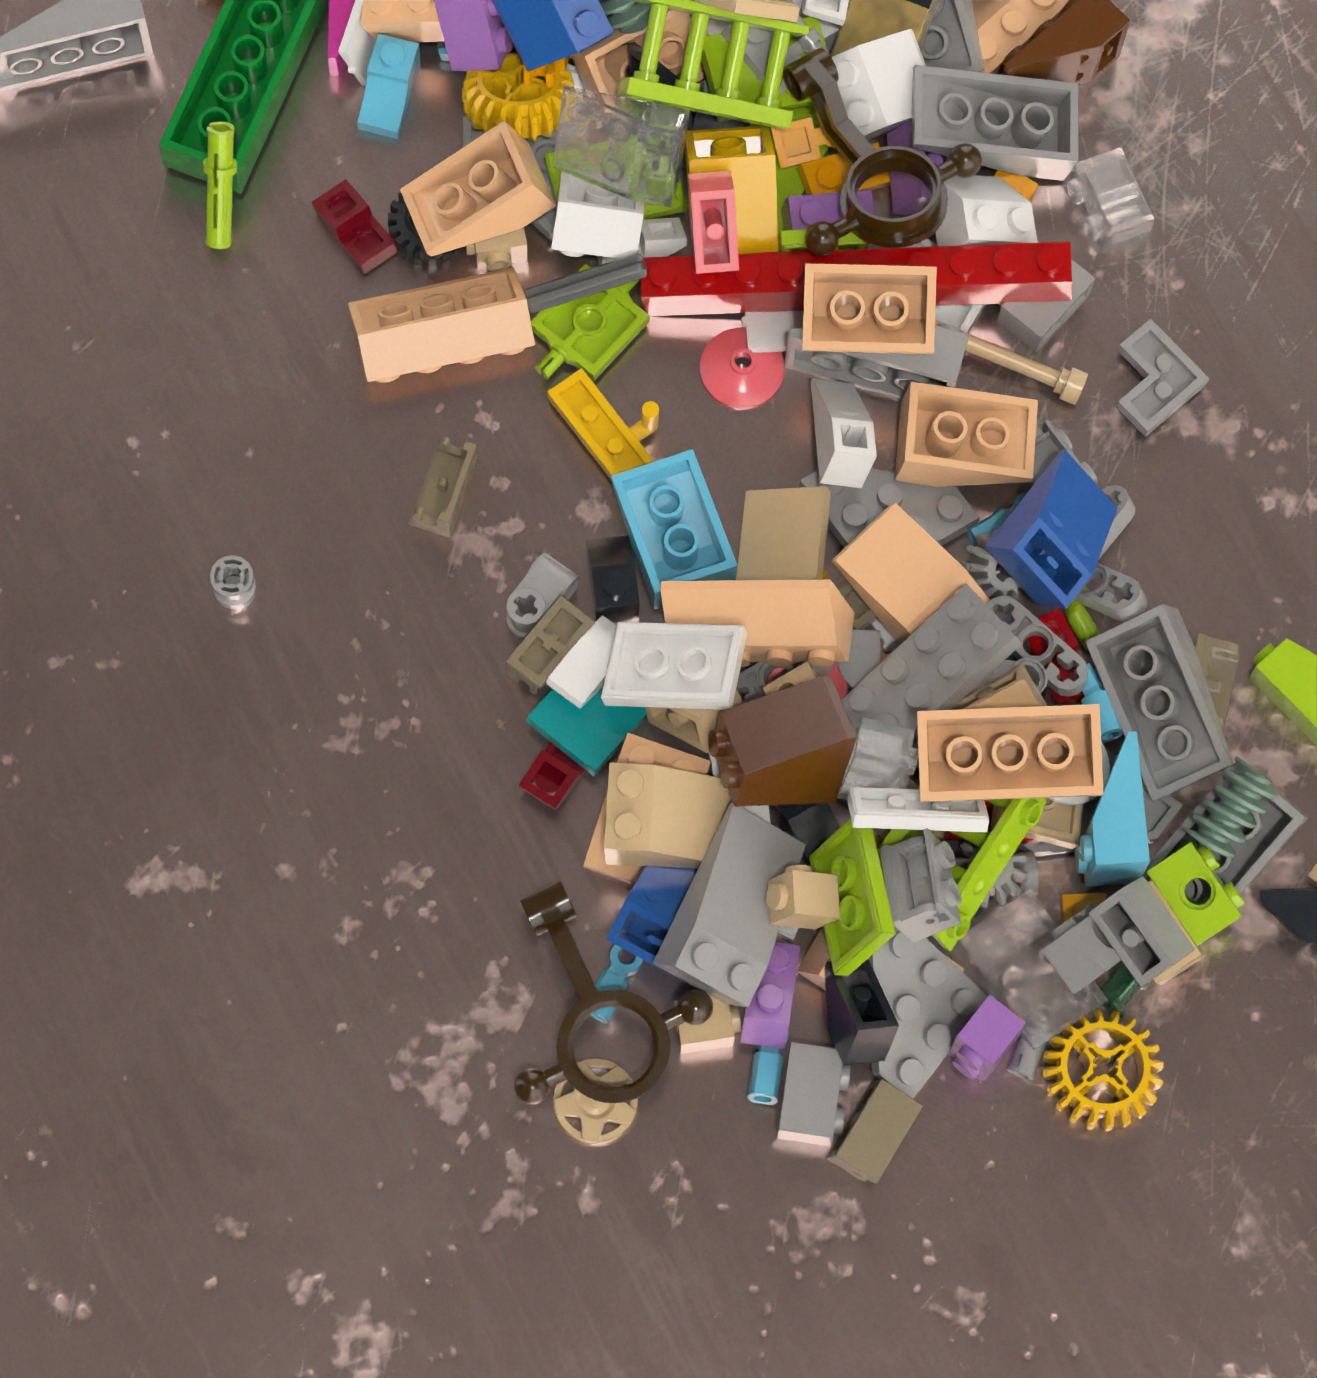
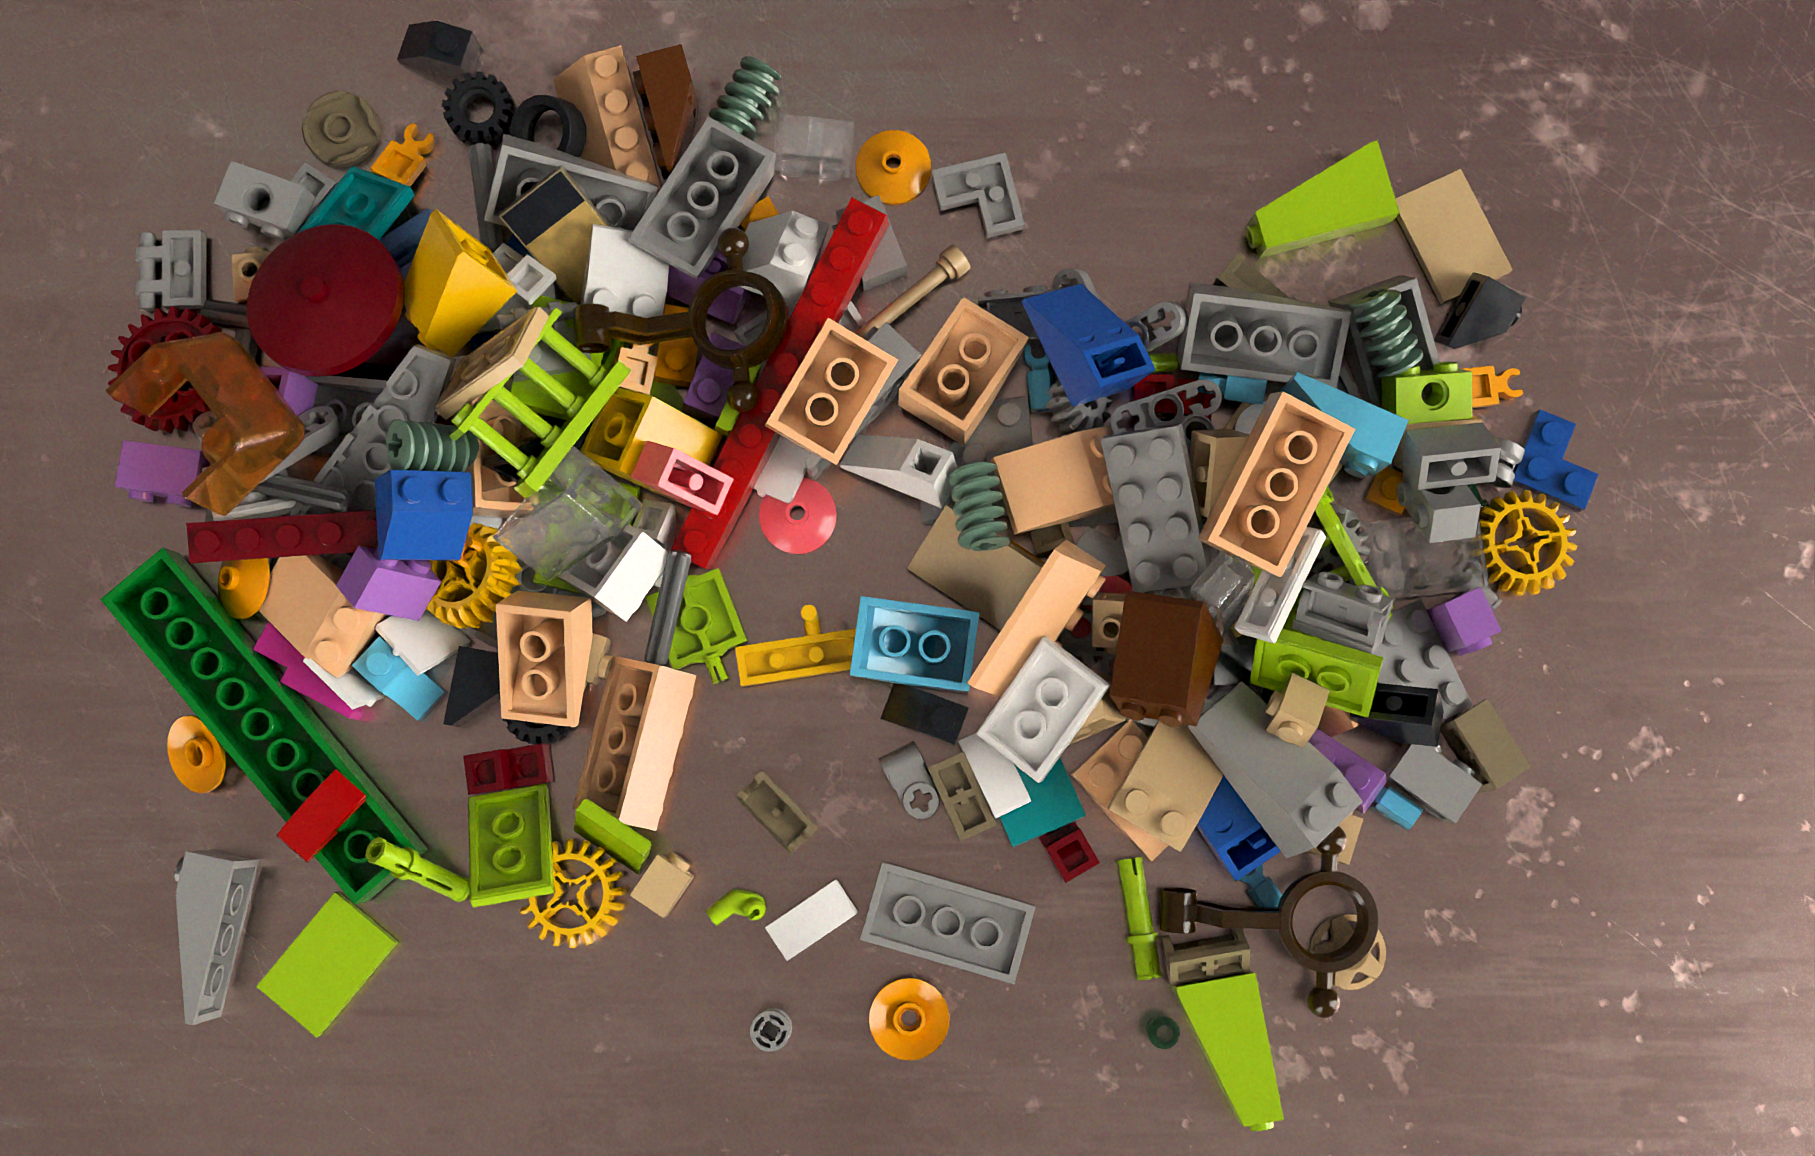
camera: 60 degrees left, 10 degrees up
(87, 160) = (327, 964): none -> lime tile
(226, 71) = (321, 816): none -> red slope
(284, 257) = (510, 845): none -> lime tile
(296, 355) = (544, 914): none -> yellow gear
(304, 685) = (905, 1040): none -> light orange dish
(320, 414) = (663, 883): none -> tan brick
(337, 495) = (737, 902): none -> lime arm
(341, 342) = (613, 835): none -> lime tile
(357, 569) = (811, 920): none -> white slope
(412, 151) = (473, 685): none -> black slope
(418, 938) = (1171, 1035): none -> clear green pin
(421, 697) = (948, 922): none -> light grey plate
(435, 86) = (421, 642): none -> white piece
(448, 1024) = (1234, 1039): none -> lime slope
(515, 955) = (1206, 958): none -> dark tan hinge
(520, 878) = (1139, 919): none -> lime pin
(838, 507) = (975, 507): none -> sand green piece
(1119, 113) = (745, 95): none -> sand green piece
(1130, 303) = (893, 184): none -> light orange dish
(1172, 1007) = (1510, 455): none -> light grey wheel
(1194, 1059) = (1543, 463): none -> blue plate
(1239, 952) = (1489, 388): none -> light orange plate

